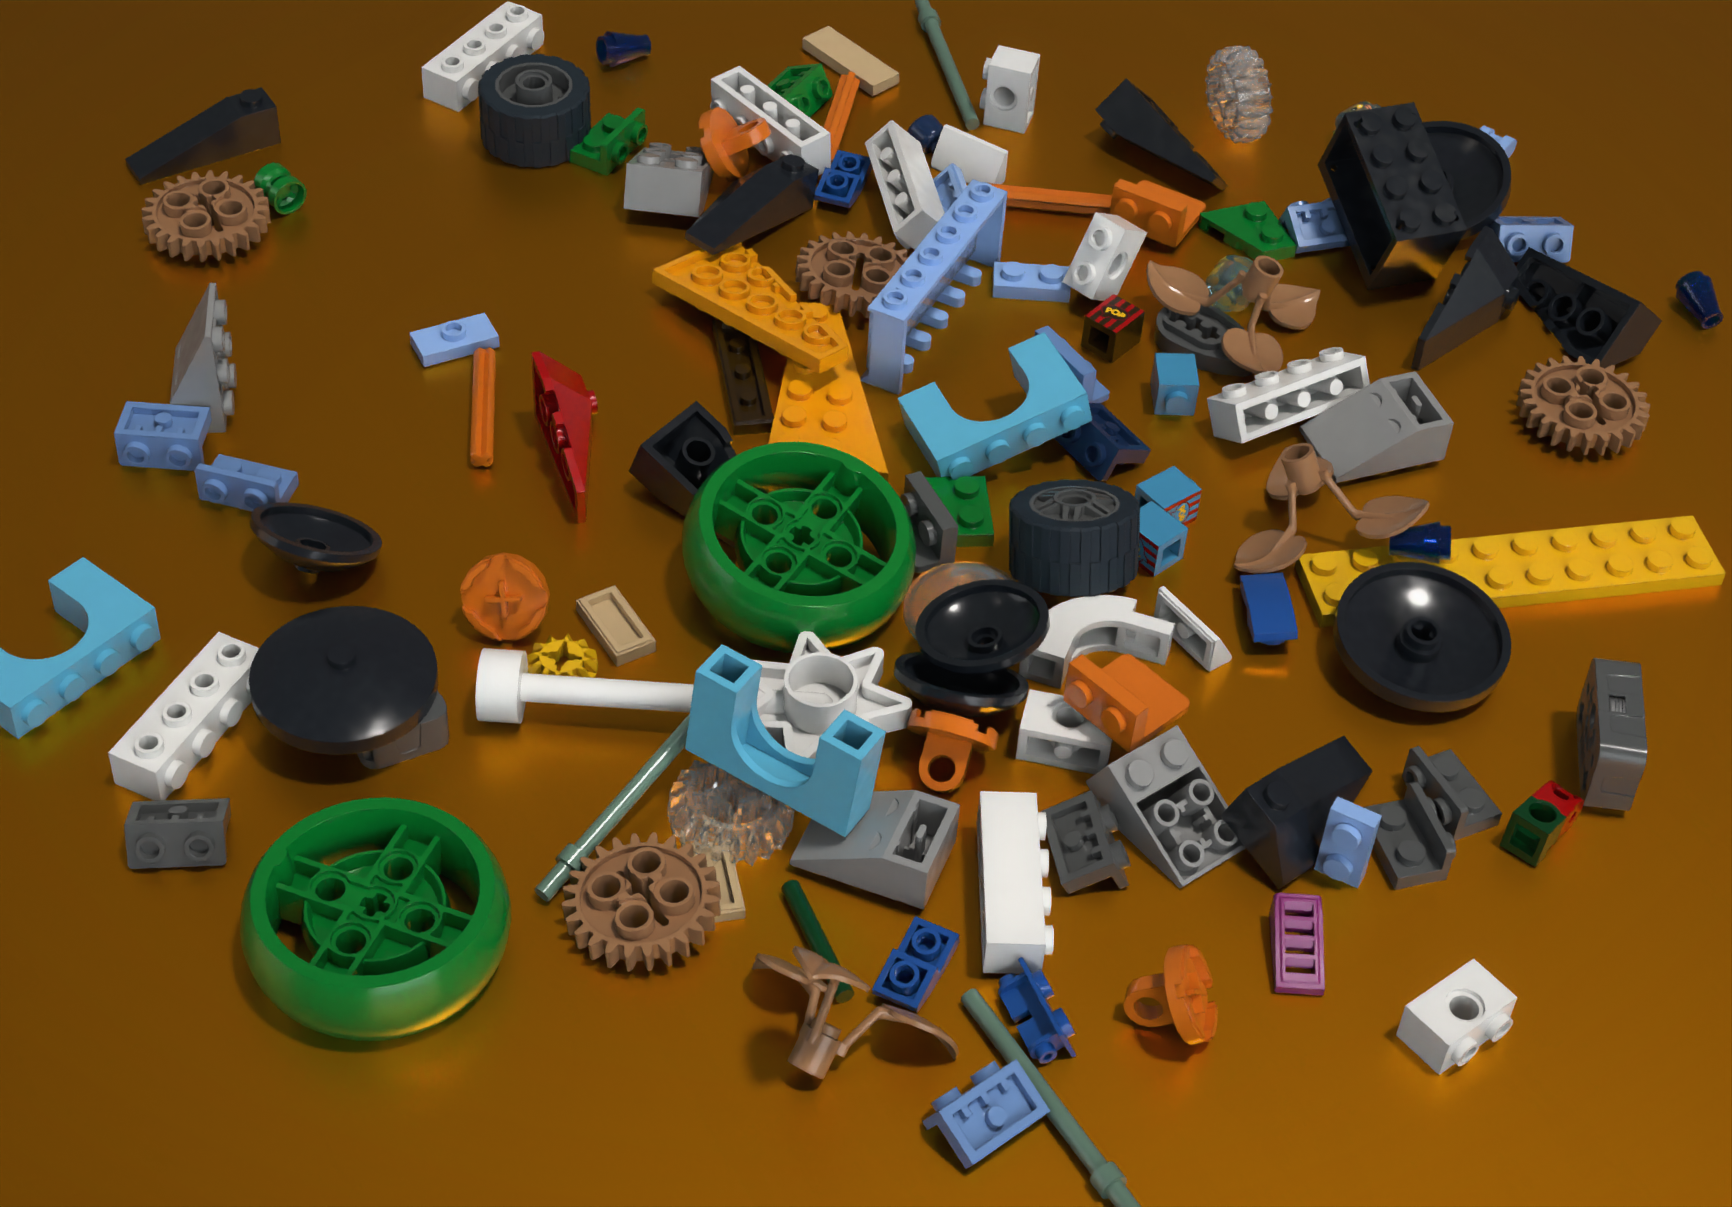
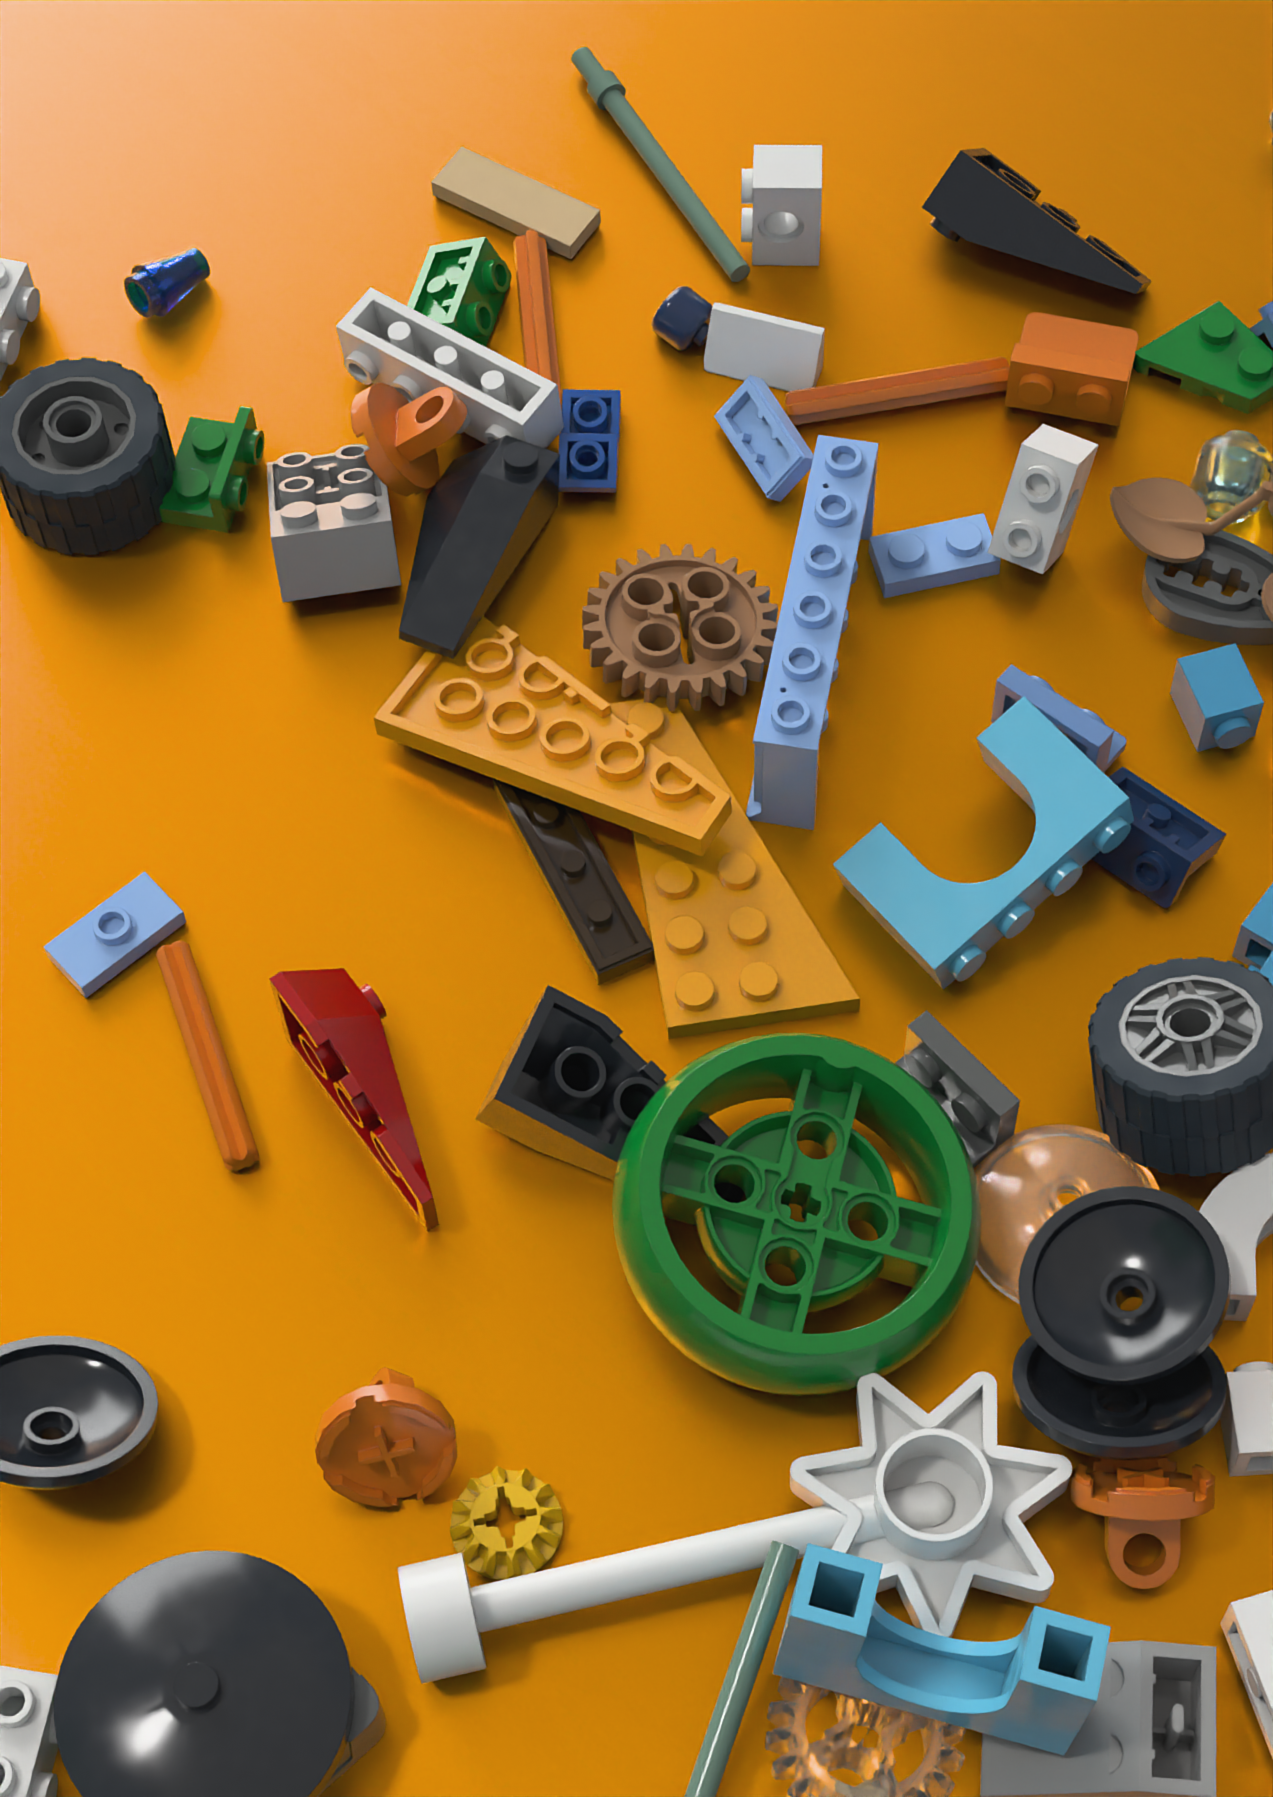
camera: 10 degrees left, 15 degrees up
(615, 625) = (558, 1419): tan tile -> none
(904, 184) = (698, 441): white brick -> none
(969, 506) = (987, 1020): green wing -> none
(1112, 328) = (1089, 616): dark brown brick -> none
(1239, 93) = (1122, 117): clear gear -> none

